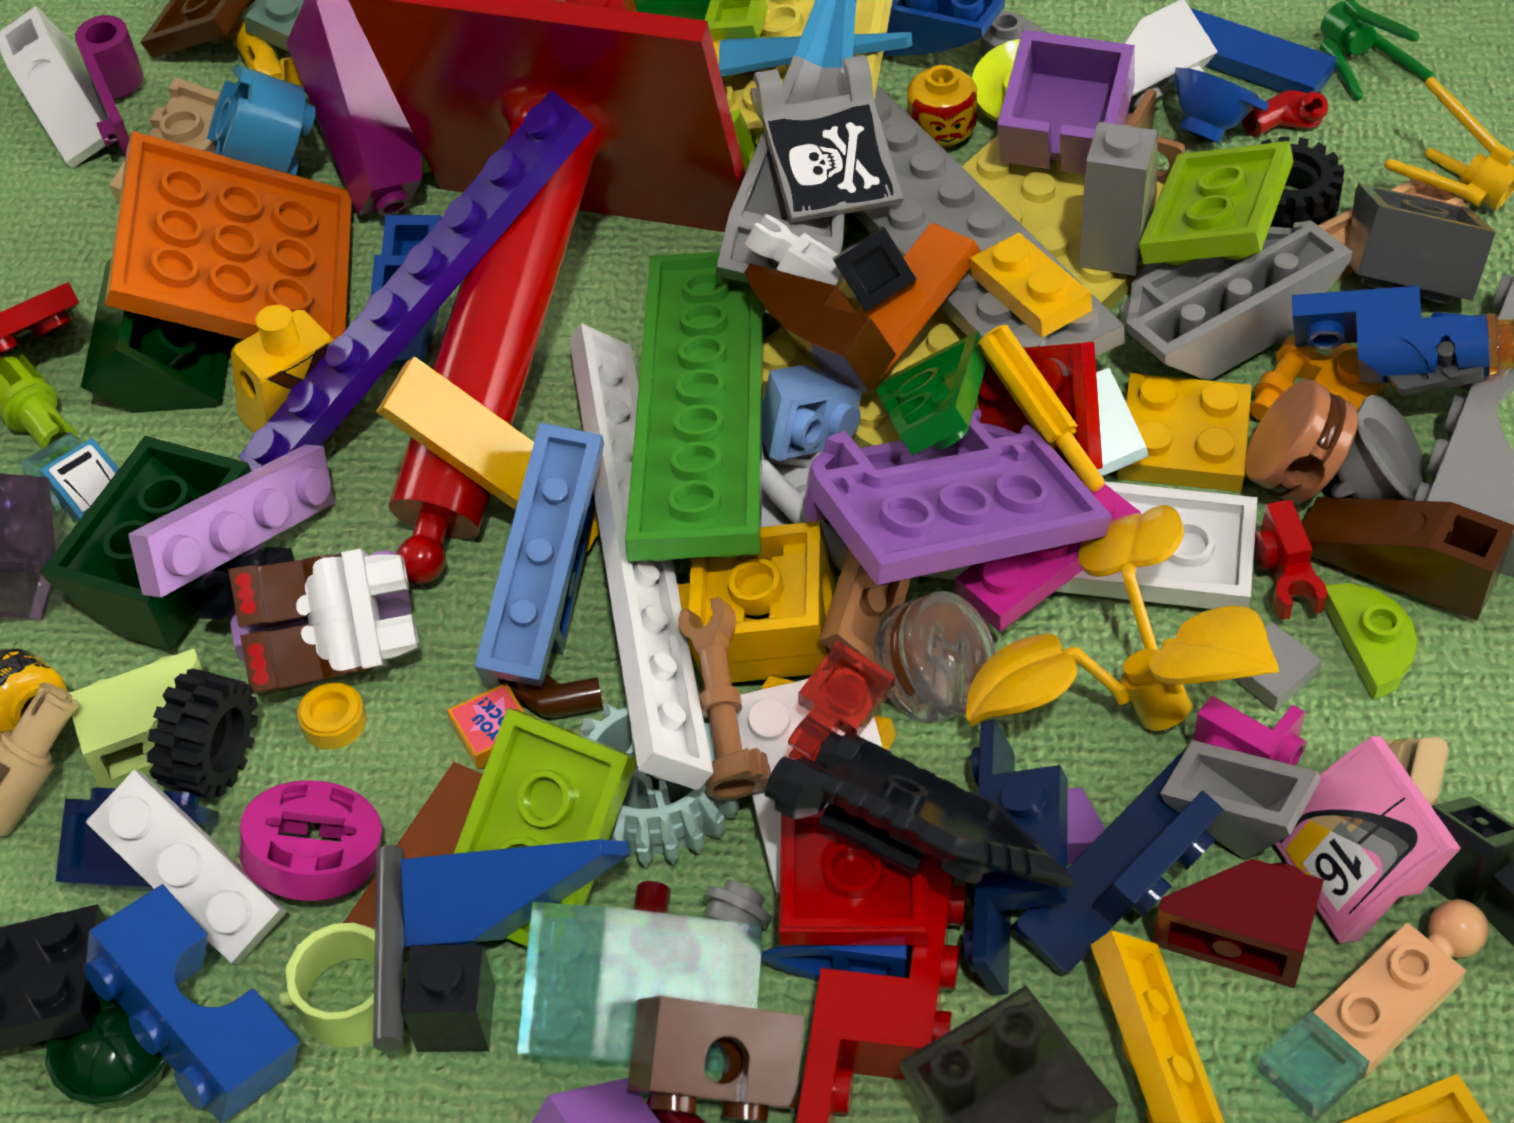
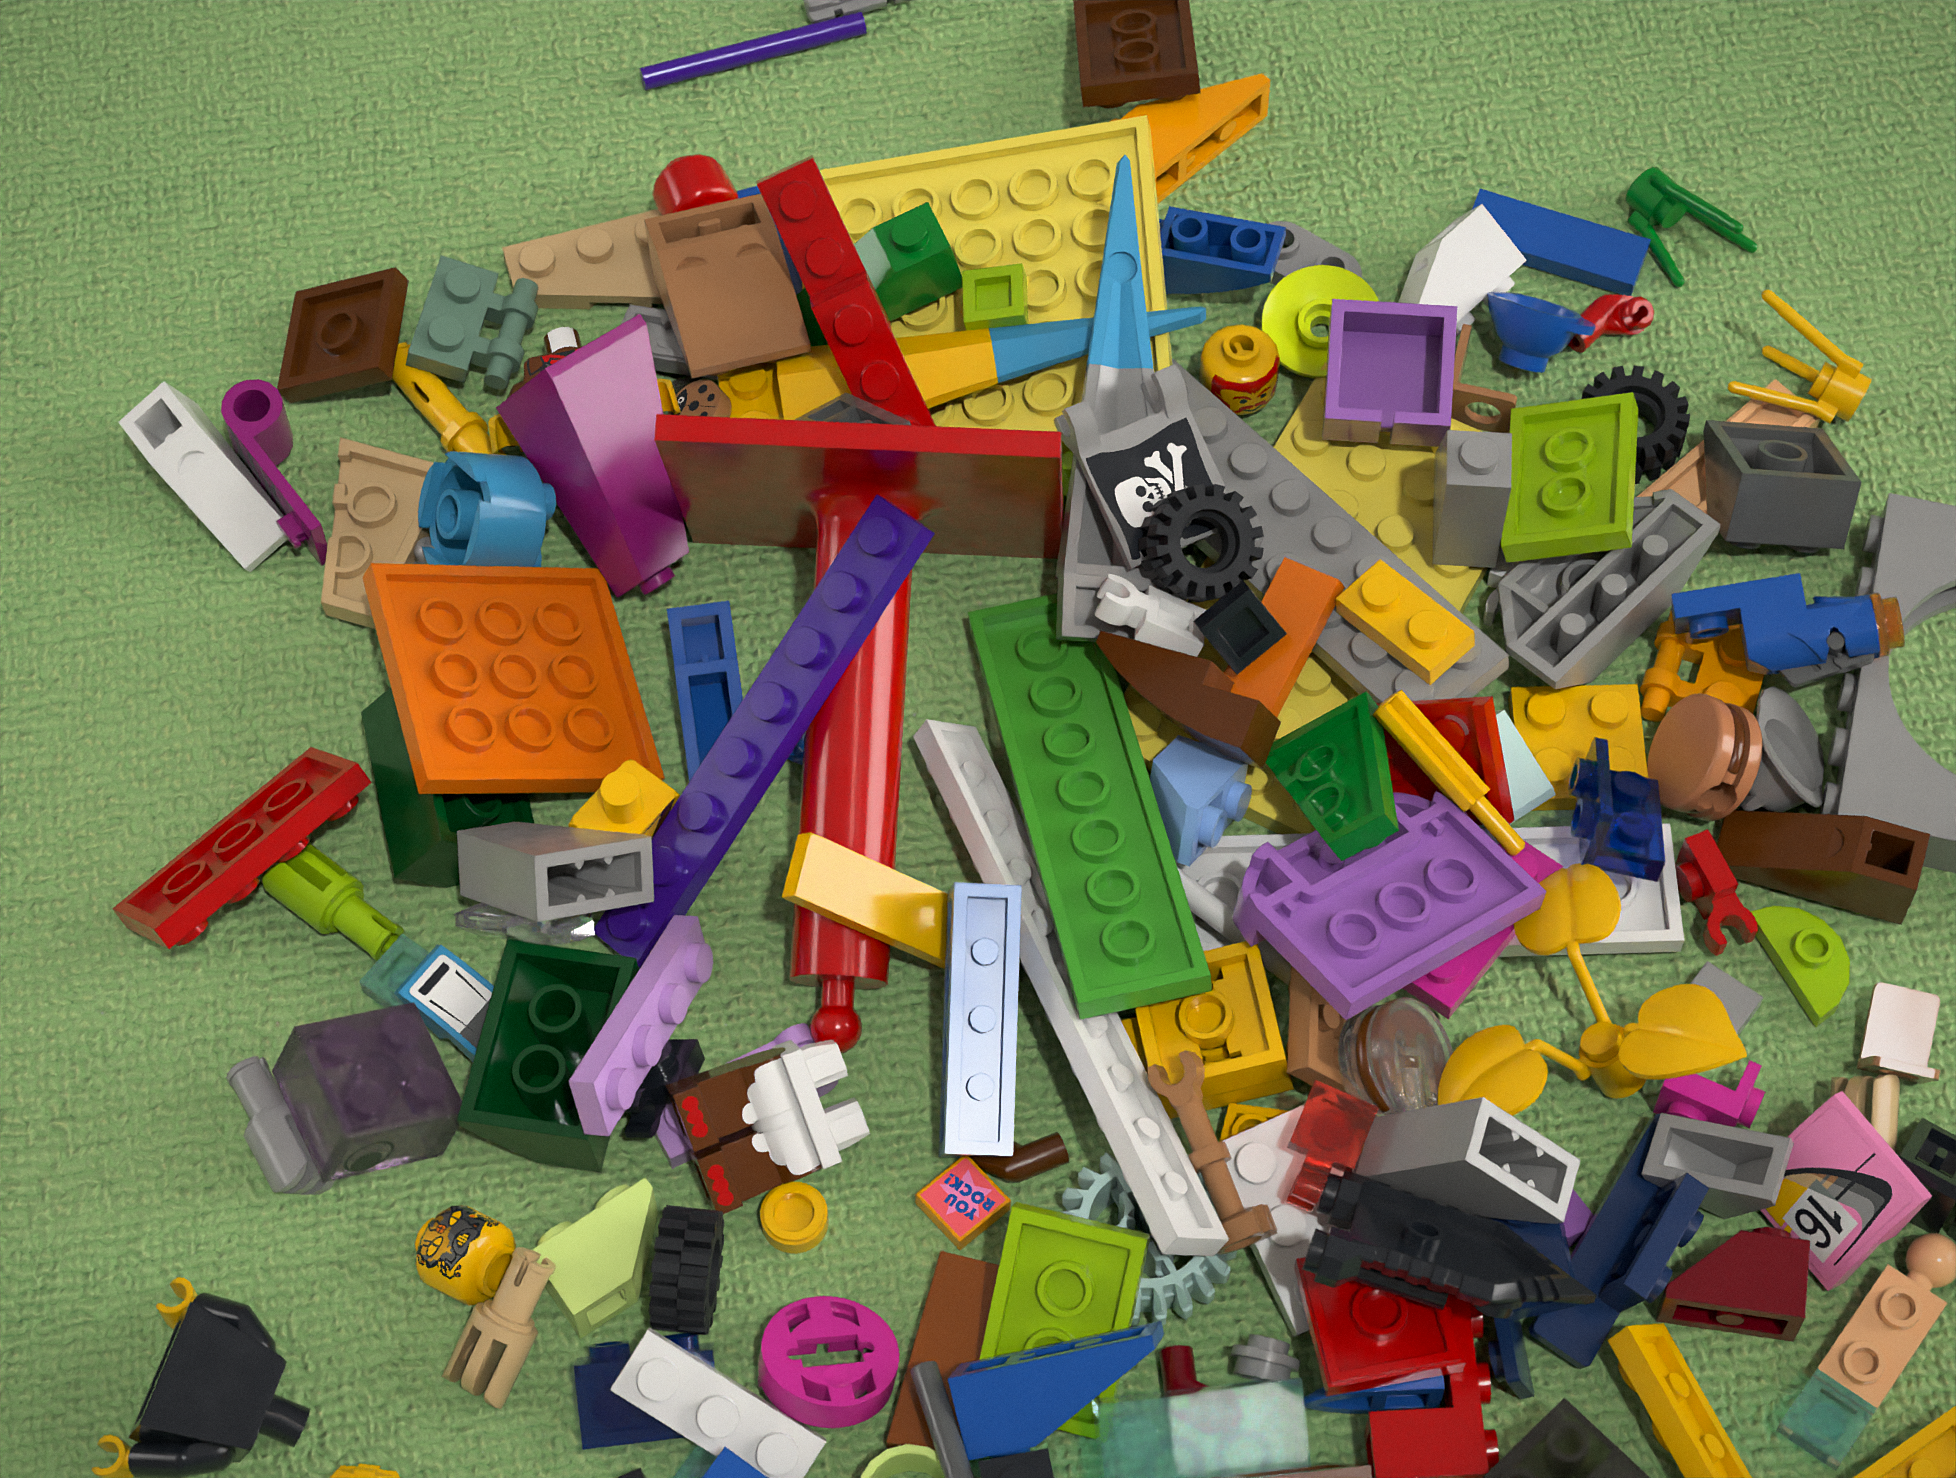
camera: 15 degrees left, 10 degrees up
(168, 425) = (500, 924): none -> clear slope
(205, 380) = (554, 869): none -> light grey slope
(856, 168) = (1235, 531): none -> black tyre
(982, 738) = (1472, 1160): none -> light grey slope
(1201, 476) = (1616, 816): none -> clear blue bracket
(1460, 710) = (1899, 1033): none -> bracket

